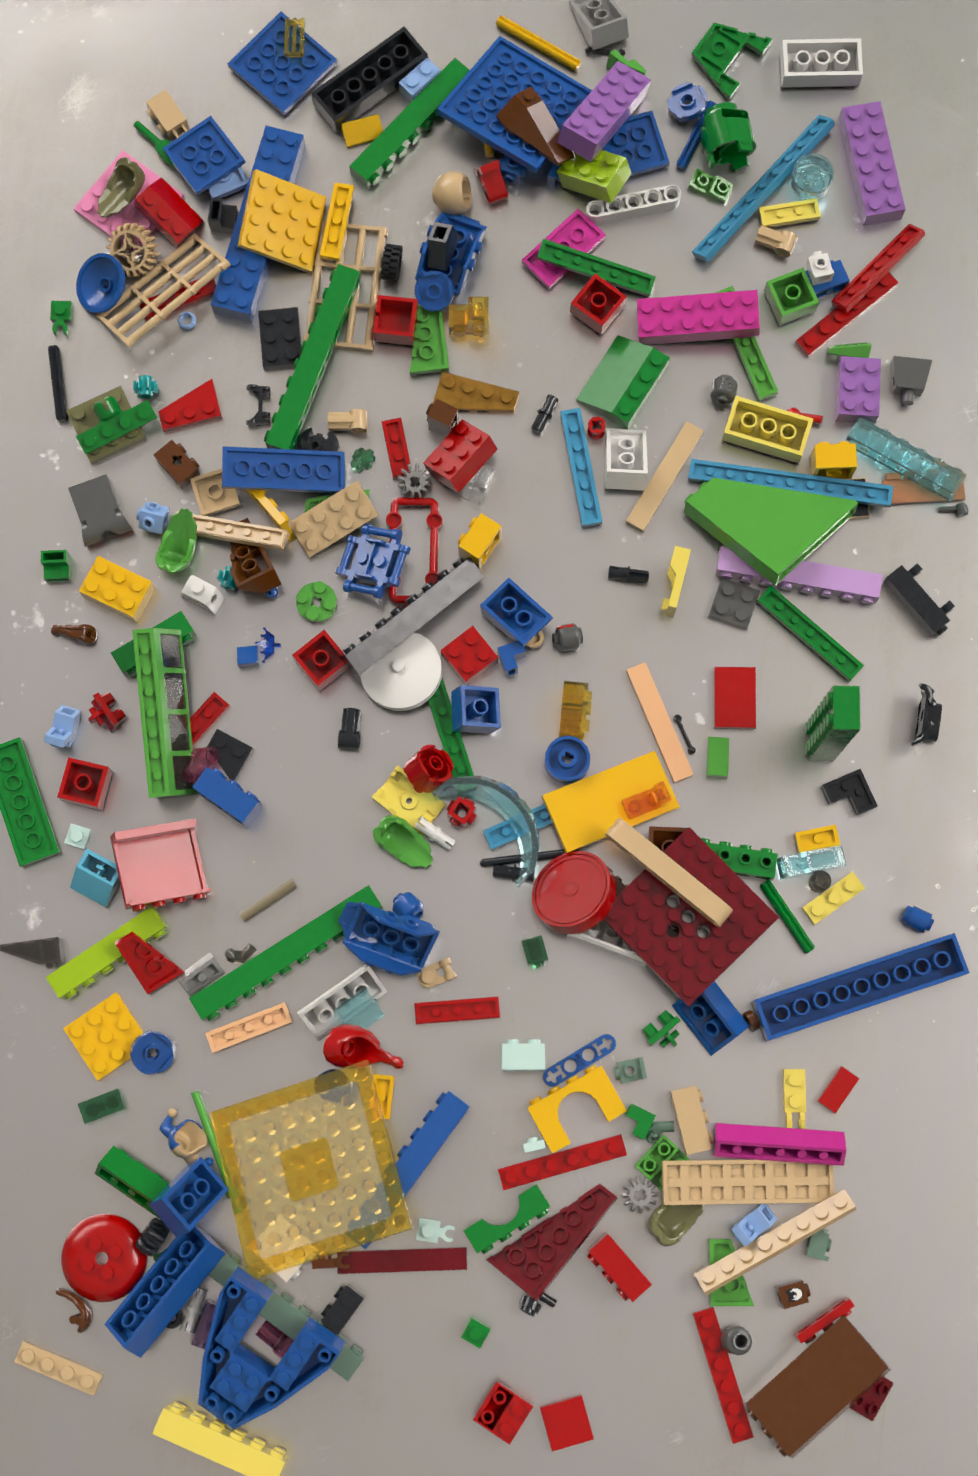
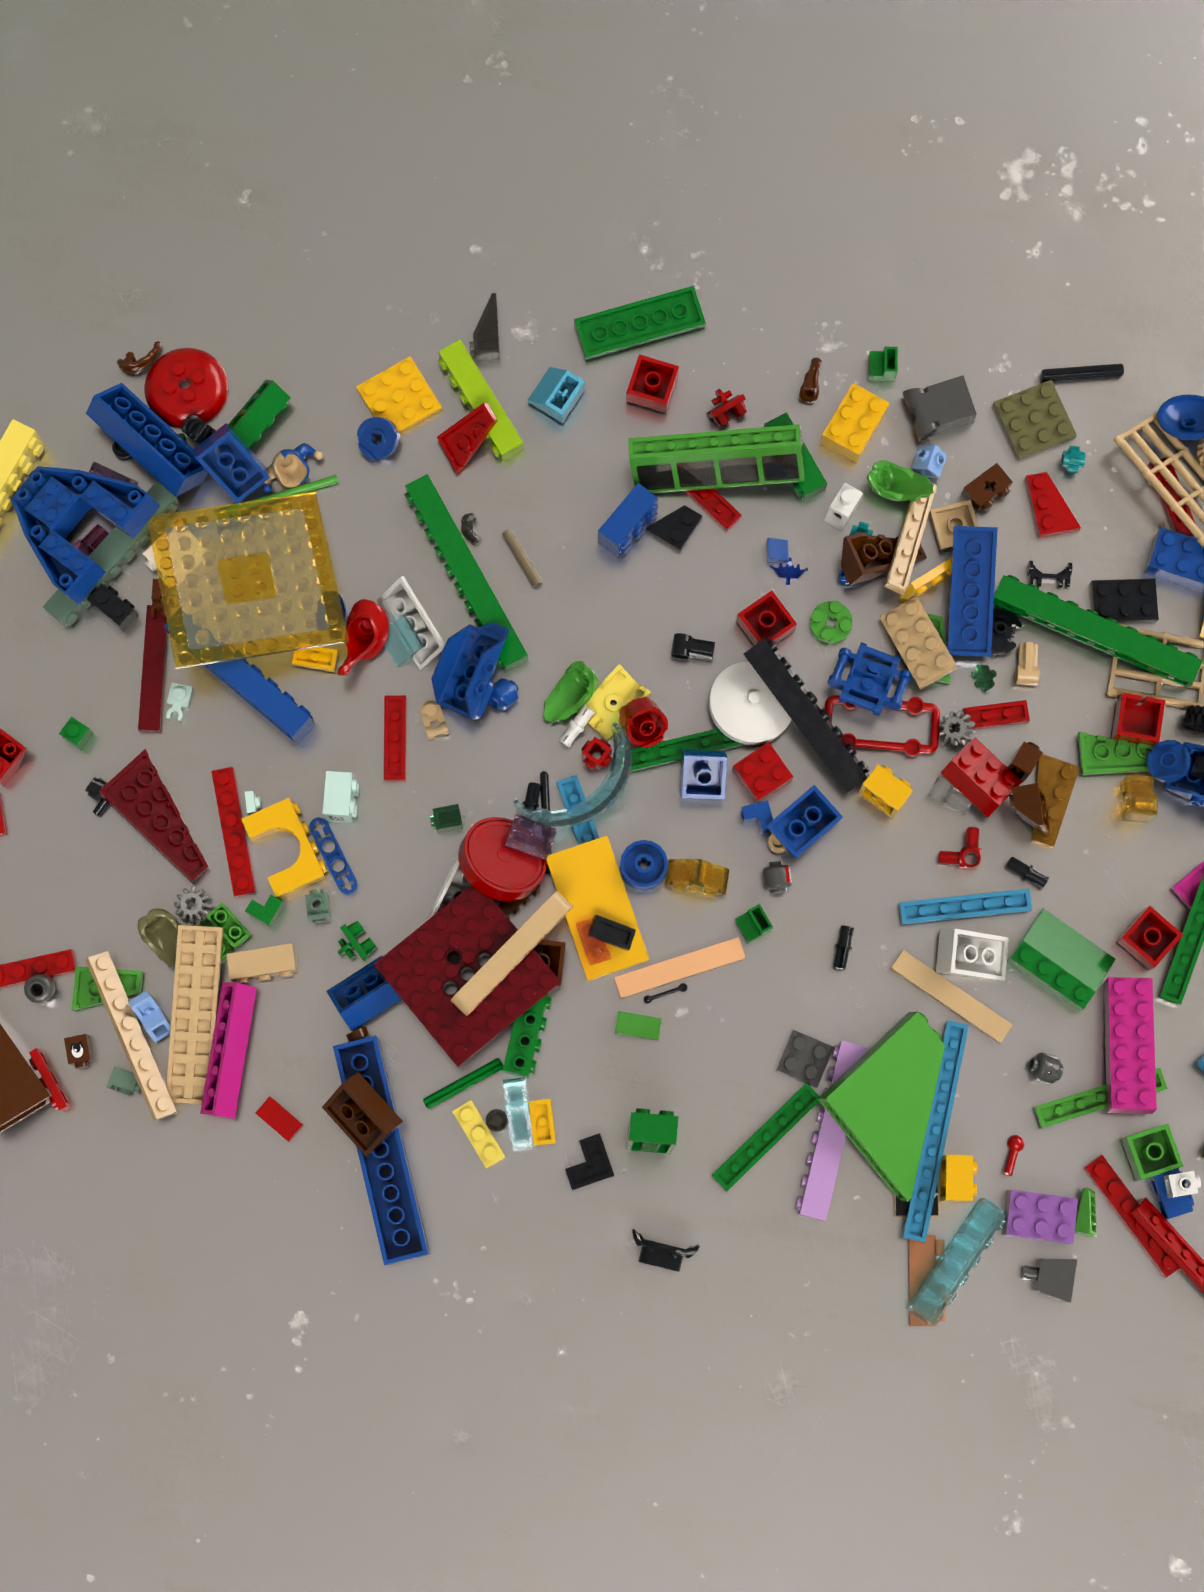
camera: 90 degrees right, 0 degrees up
(58, 1368) = (87, 342): tan plate -> none
(61, 314) = (1159, 378): green plate -> none
(64, 727) = (712, 366): light blue brick -> none
(78, 836) = (601, 377): light aqua plate -> none
(101, 1106) = (331, 389): clear green plate -> none
(114, 423) = (1033, 425): green plate -> none
(159, 865) = (563, 451): panel -> none
(185, 314) = (1150, 499): light blue piece -> none
(193, 1310) = (126, 467): white pin -> none
(200, 759) = (668, 497): clear pink piece -> none
(200, 974) = (452, 489): light grey slope -> none
(248, 1027) = (395, 532): light nougat plate -> none
(484, 1234) = (170, 749): green arch -> none
(487, 409) = (1031, 806): none -> reddish brown slope
(535, 473) = (971, 847): none -> red axle
(551, 866) = (530, 837): none -> clear purple hinge
(595, 422) = (1002, 923): red bush -> none
(613, 655) = (753, 924): none -> green piece
(618, 1268) = (122, 876): red brick -> none
(635, 784) = (611, 932): none -> black tile
(658, 1128) = (256, 929): sand green arm -> none
(676, 576) = (843, 998): light yellow piece -> none
(735, 697) = (701, 1050): red tile -> none
(767, 429) = (997, 1110): light yellow brick -> none
(794, 1096) = (277, 1073): light yellow hinge -> none
(833, 1004) = (362, 1114): none -> reddish brown slope
(917, 601) = (794, 1258): black brick -> none
(917, 919) = (448, 1220): blue brick -> none
(961, 509) = (899, 1319): dark grey hand -> none

